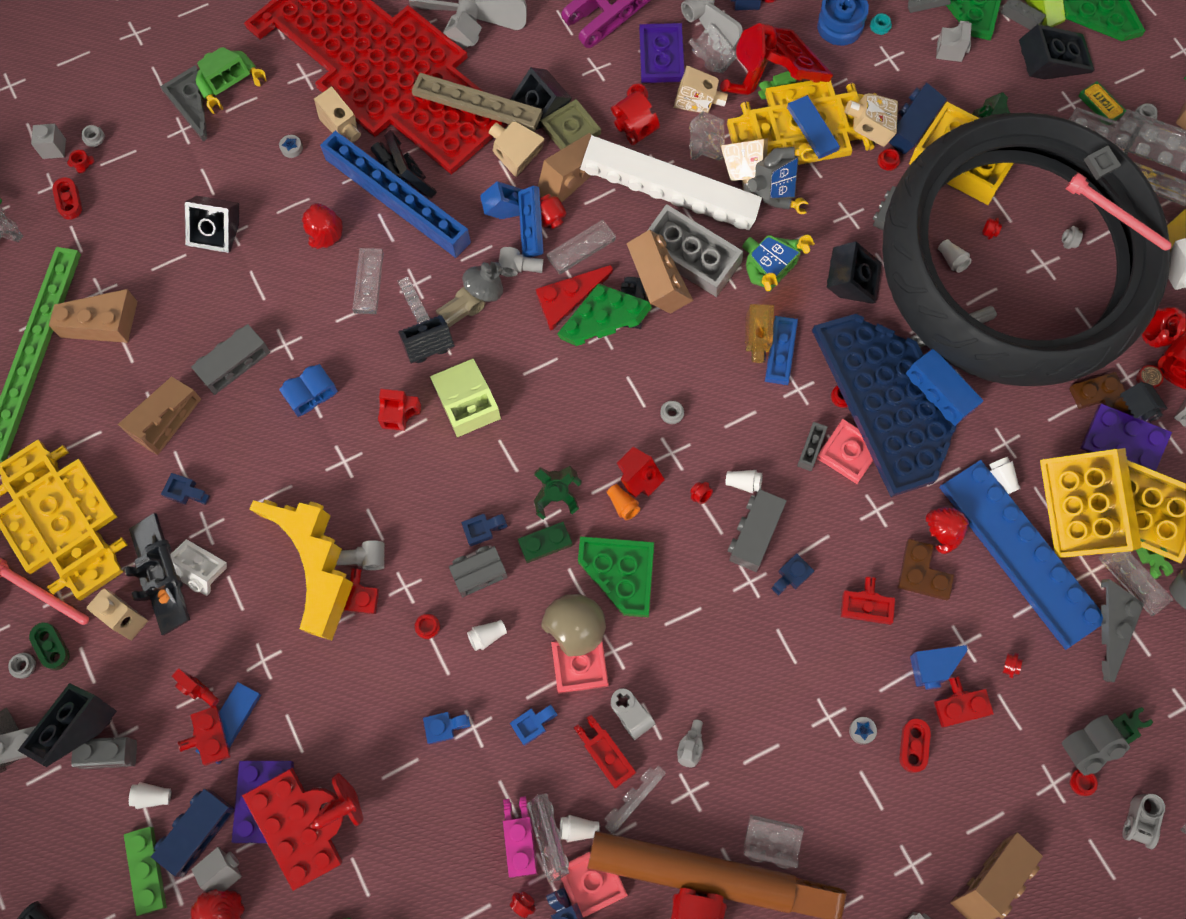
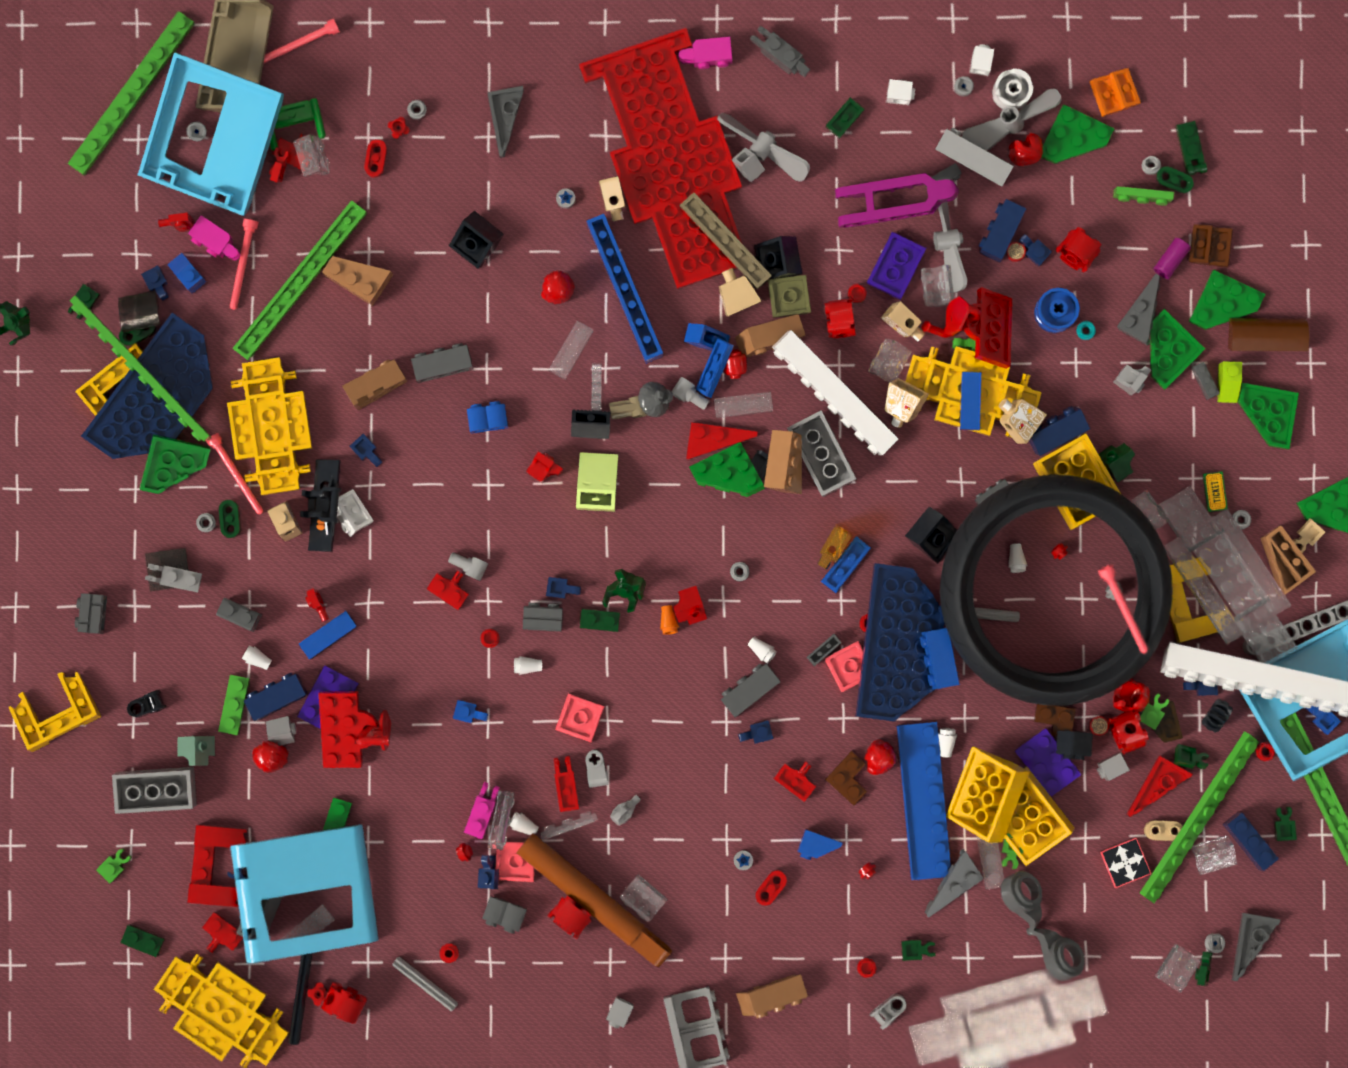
camera: 25 degrees right, 15 degrees up
(48, 141) = (381, 99): light grey brick -> none
(67, 725) = (223, 587): black slope -> none
(207, 736) = (311, 639): red plate -> none
(222, 70) = (541, 104): bright green torso -> none
(325, 587) = (439, 553): yellow arch -> none
(384, 157) = (632, 254): black pin -> none
(407, 166) = (645, 262): black wing -> none
(530, 725) = (525, 742): blue plate -> none
(575, 624) = (590, 689): dark tan cylinder -> none
(620, 571) = (640, 669): green plate -> none
(701, 492) = (726, 642): red plate -> none
(773, 258) = (878, 492): torso -> none
(777, 177) = (917, 431): torso -> none
(888, 159) = (1018, 453): red plate -> none
(962, 705) = (819, 879): red plate -> none
(1055, 53) = (1206, 431): black slope -> none
(1095, 745) = (885, 949): dark grey brick -> none
(1102, 162) = (1135, 565): dark grey plate -> none

